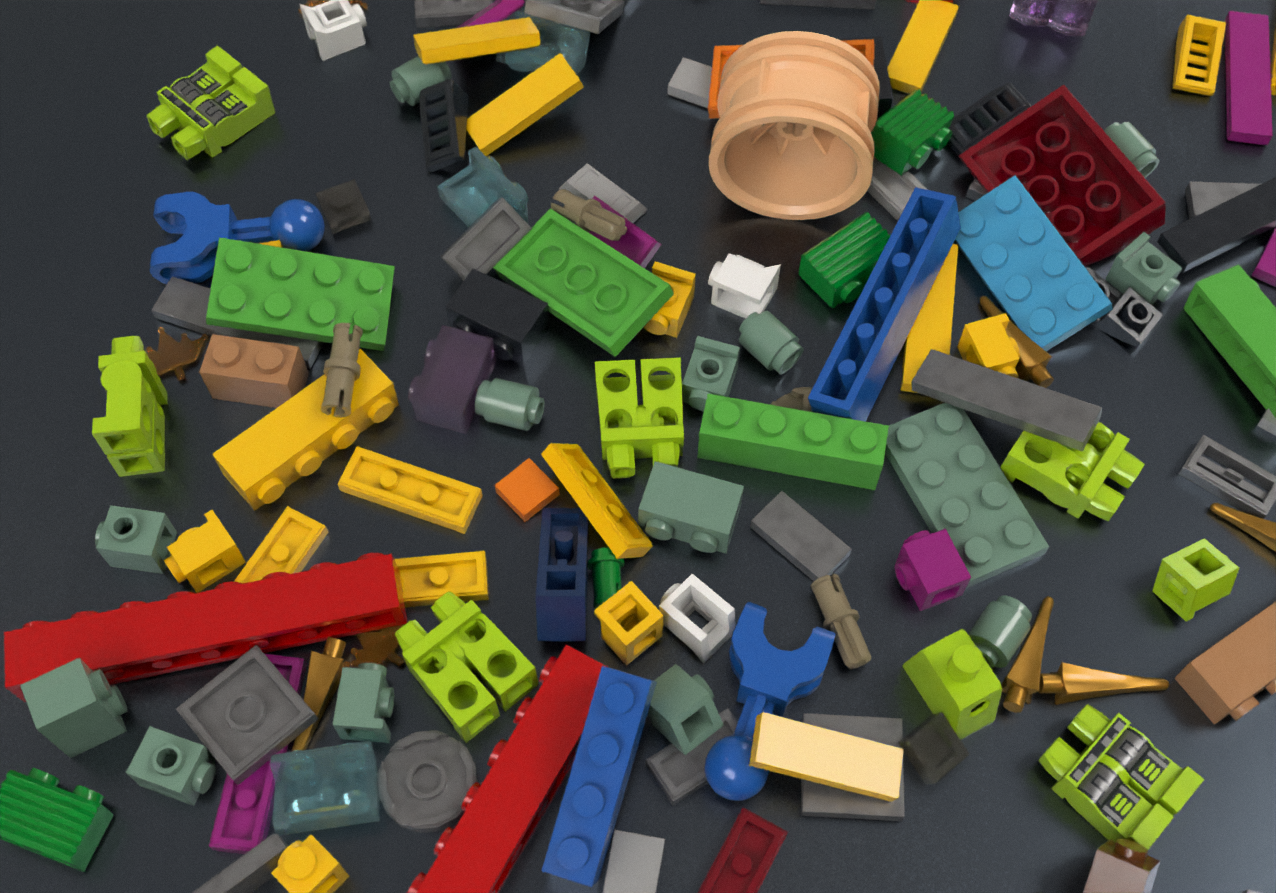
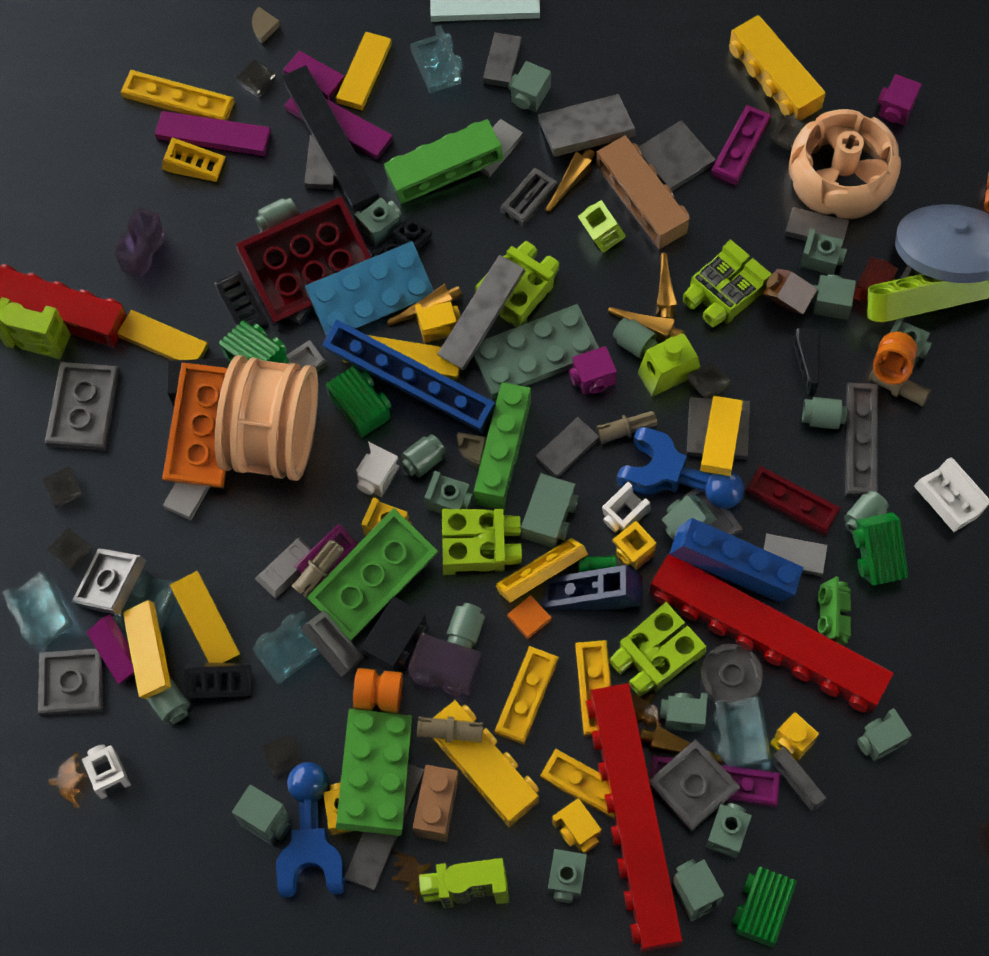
camera: 85 degrees left, 5 degrees up
(211, 106) = (187, 873): lime hips -> none
(251, 171) = (262, 815): none -> sand green brick
(417, 298) = (378, 690): none -> orange wheel

